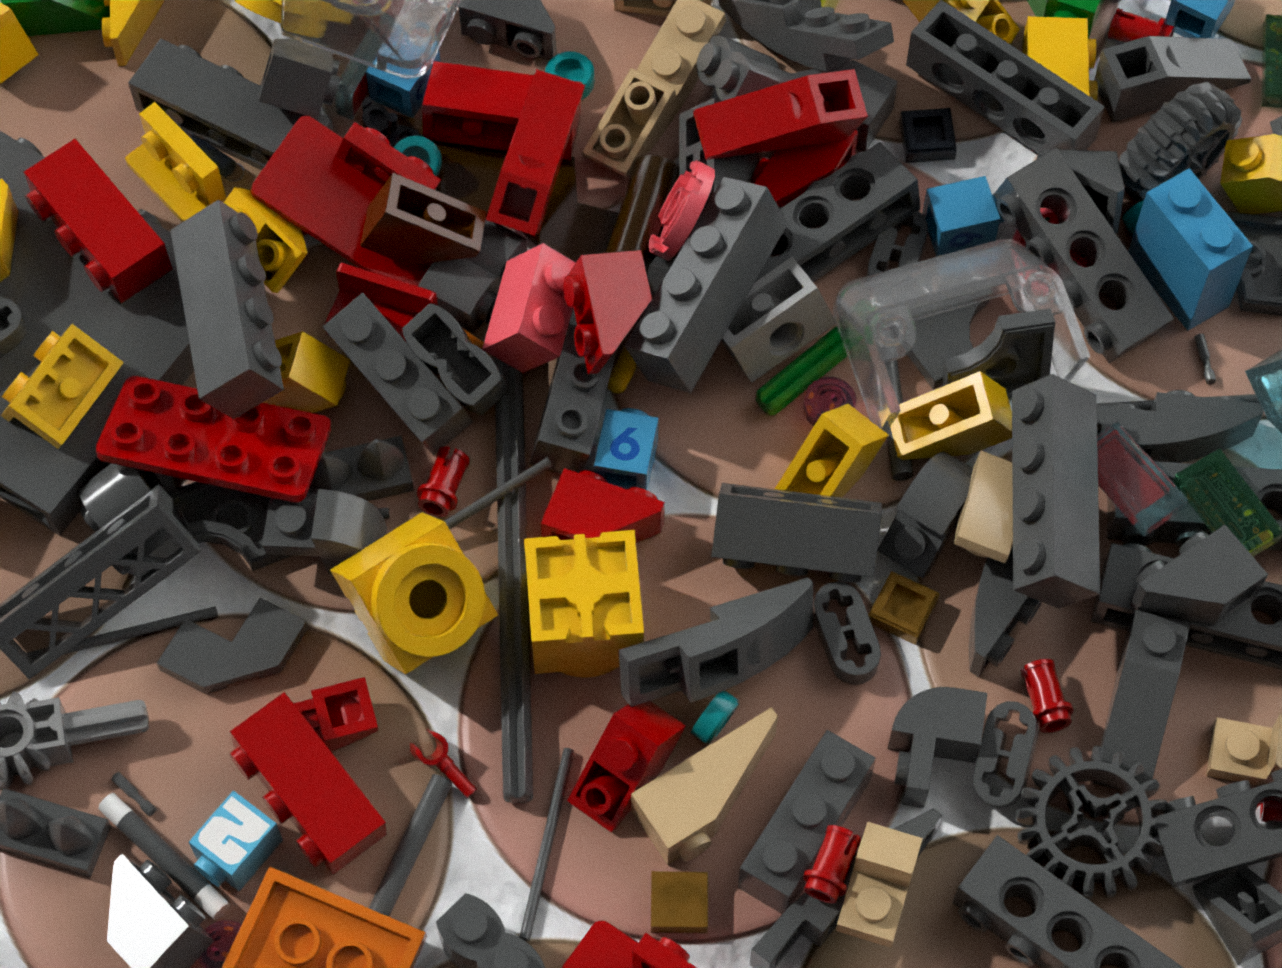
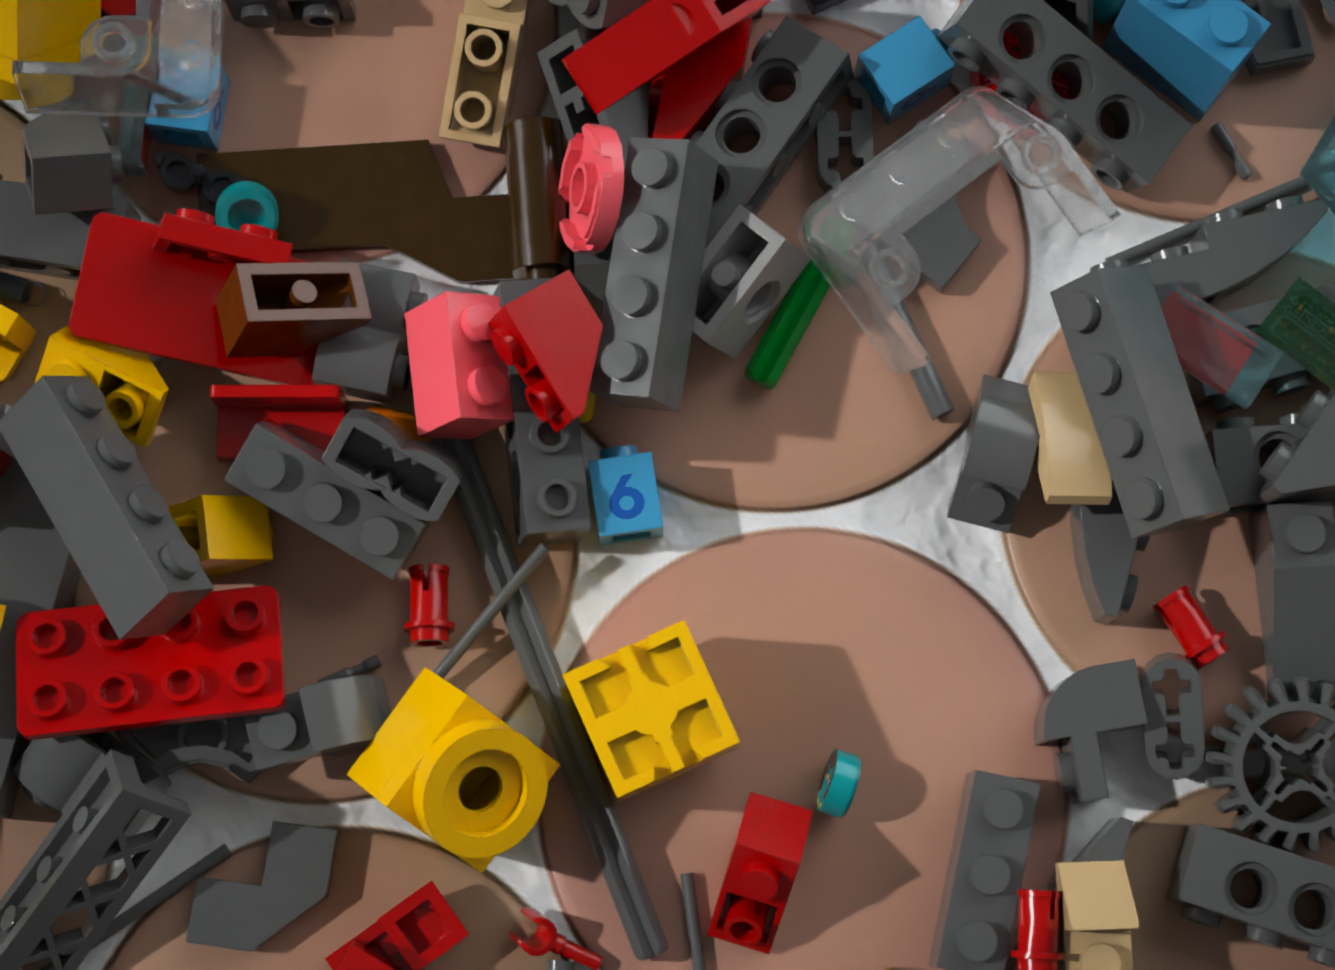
camera: 20 degrees left, 15 degrees up
(365, 470) = (331, 625): dark grey tile -> none
(477, 106) = (323, 113): red brick -> none
(535, 153) = (391, 169): red slope -> none
(573, 67) = (384, 36): teal tile -> none
(591, 506) = (621, 591): red slope -> none
(692, 799) = (854, 884): tan slope -> none
(719, 654) = (839, 698): dark grey slope -> none
(796, 532) = (855, 532): dark grey brick -> none
(826, 395) = (831, 353): clear pink tile -> none
(834, 454) = (859, 434): yellow slope -> none
(857, 628) = (958, 618): dark grey beam -> none
(903, 607) = (998, 574): pearl gold tile -> none
(954, 419) = (984, 333): yellow slope -> none
(1012, 354) = (1026, 240): dark grey tile -> none

